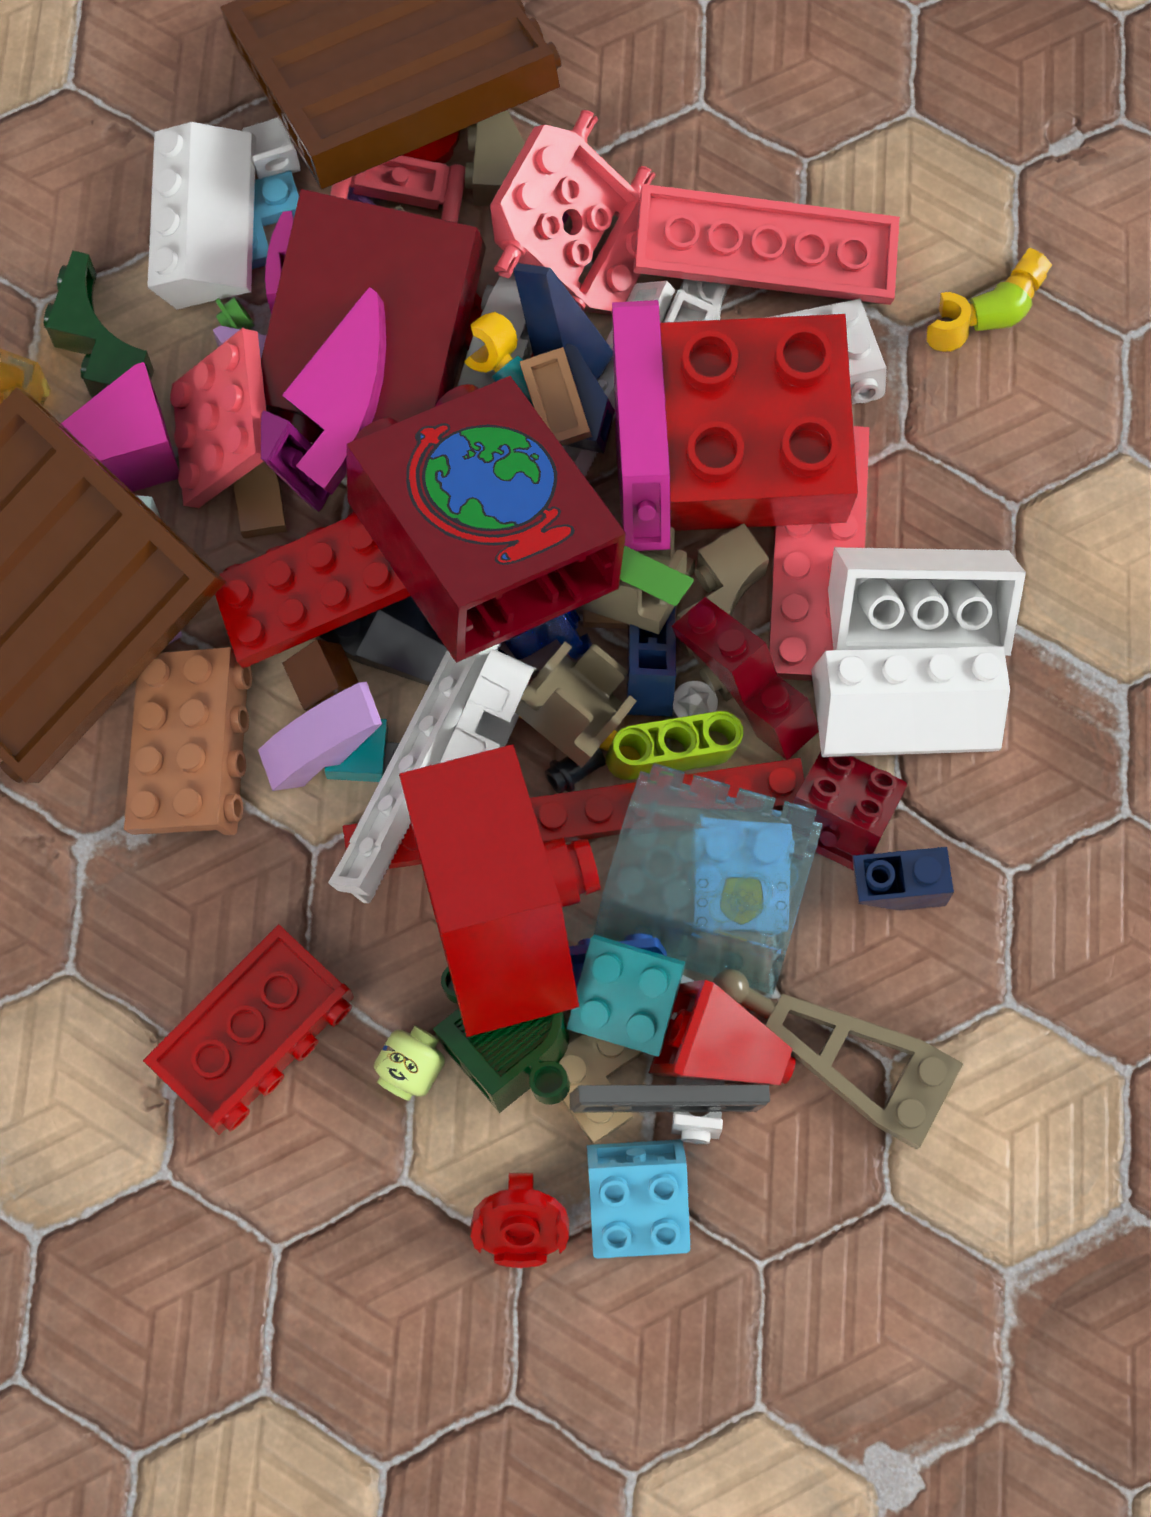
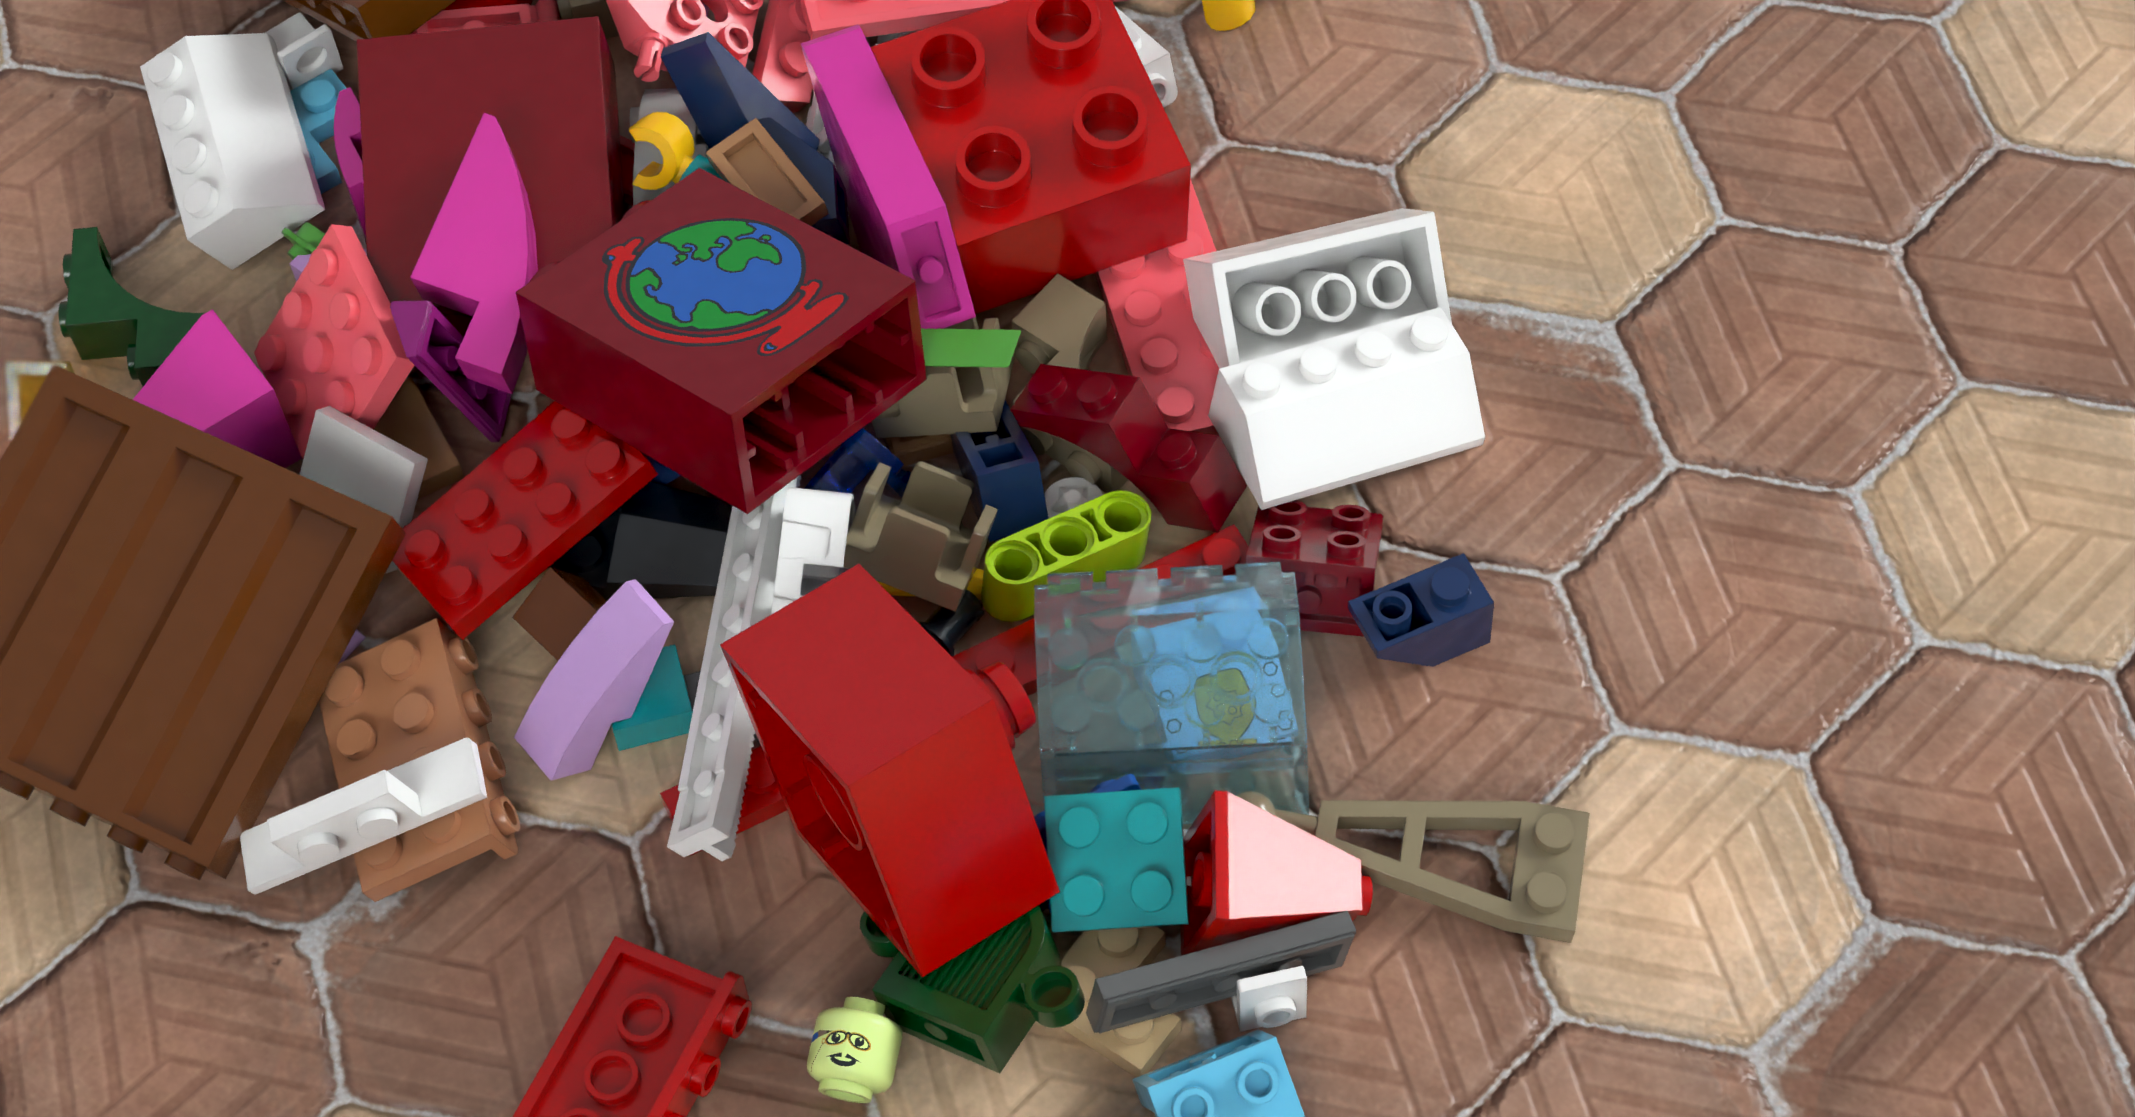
camera: 15 degrees left, 15 degrees down
(137, 780) = (362, 815): none -> white bracket
(209, 519) = (363, 465): none -> white tile

